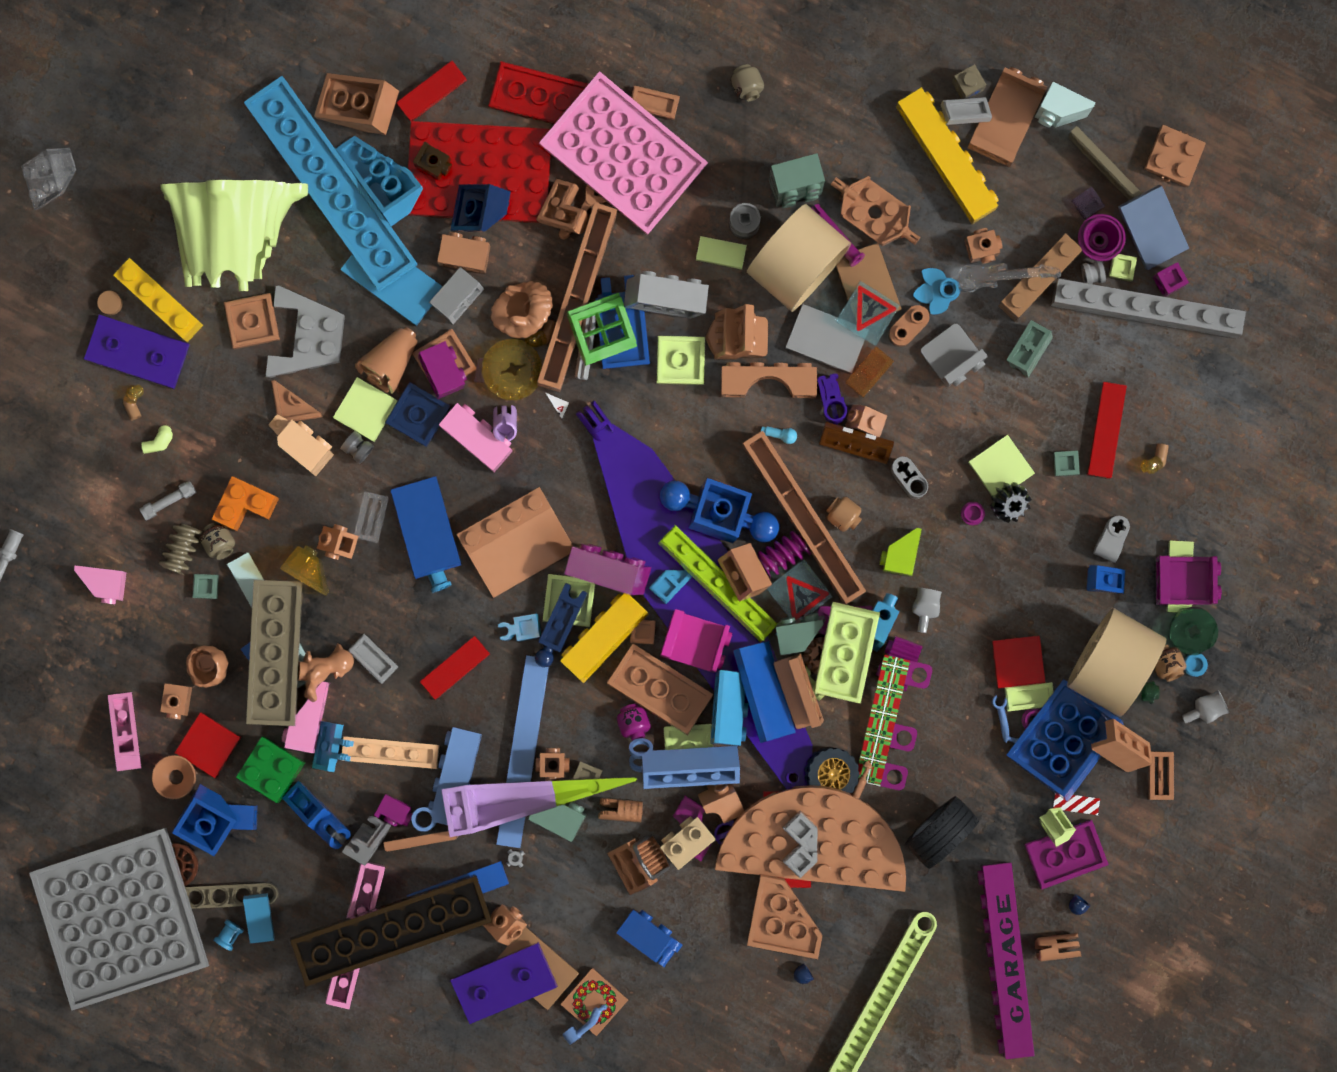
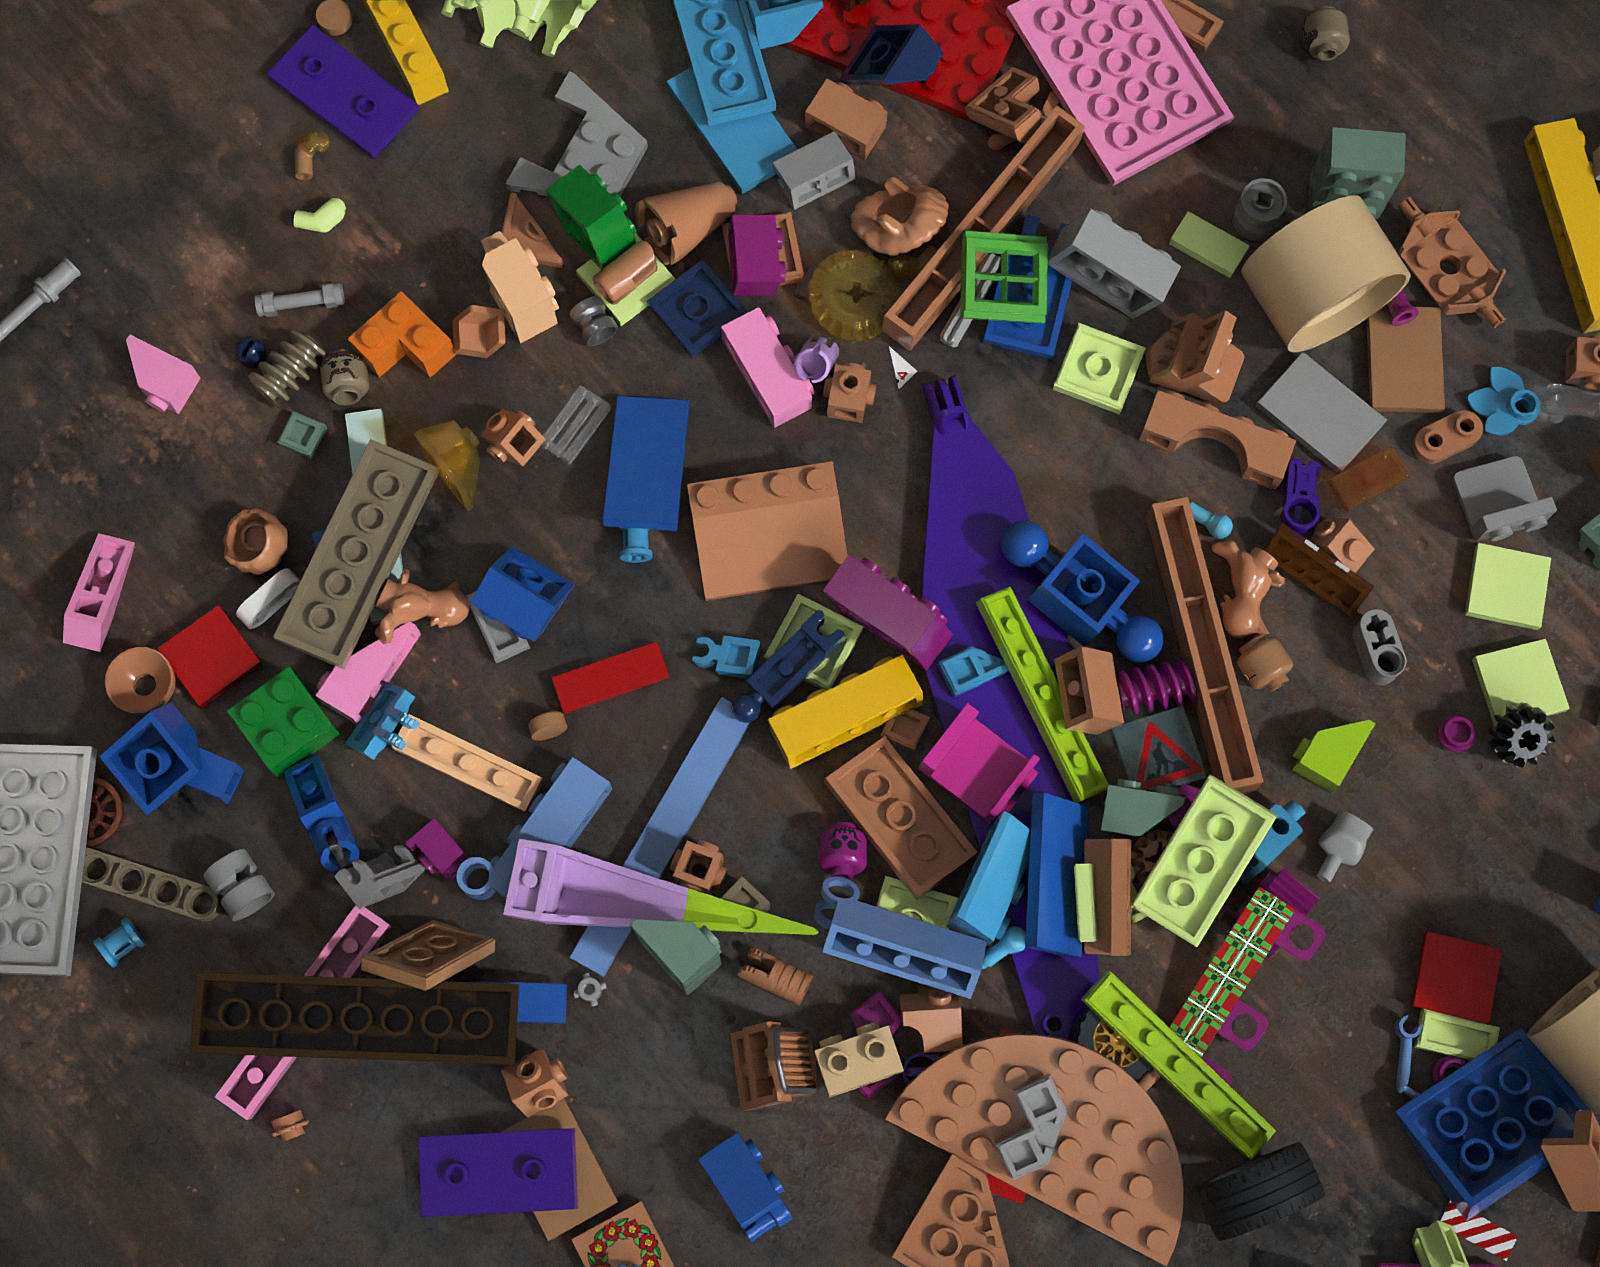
camera: 20 degrees right, 10 degrees down
(156, 545) = (255, 354): none -> dark blue hinge
(176, 701) = (191, 574): nougat brick -> none
(229, 697) = (268, 598): none -> white beam
(251, 321) = (517, 107): nougat tile -> none
(258, 918) = (173, 933): dark azure tile -> none
(285, 875) = (238, 884): none -> light grey wheel
(289, 482) = (478, 331): none -> nougat panel
(333, 383) = (592, 216): none -> green brick
(366, 410) = (626, 272): none -> nougat arm
(372, 1002) = (289, 1126): none -> nougat plate
(383, 638) = (521, 594): none -> blue slope
(416, 877) = (428, 955): none -> medium nougat tile
(418, 841) = (456, 908): nougat tile -> none
(429, 712) = (547, 725): none -> medium nougat tile
(535, 444) = (849, 392): none -> nougat brick
(751, 740) = (1011, 942): none -> medium azure piece
(787, 701) = (1086, 902): none -> yellowish green tile
(819, 466) = (1251, 579): none -> nougat animal
(867, 313) = (1395, 394): clear light blue piece -> none
(872, 775) = (1178, 1065): none -> lime tile
(975, 409) = (1508, 586): none -> yellowish green tile

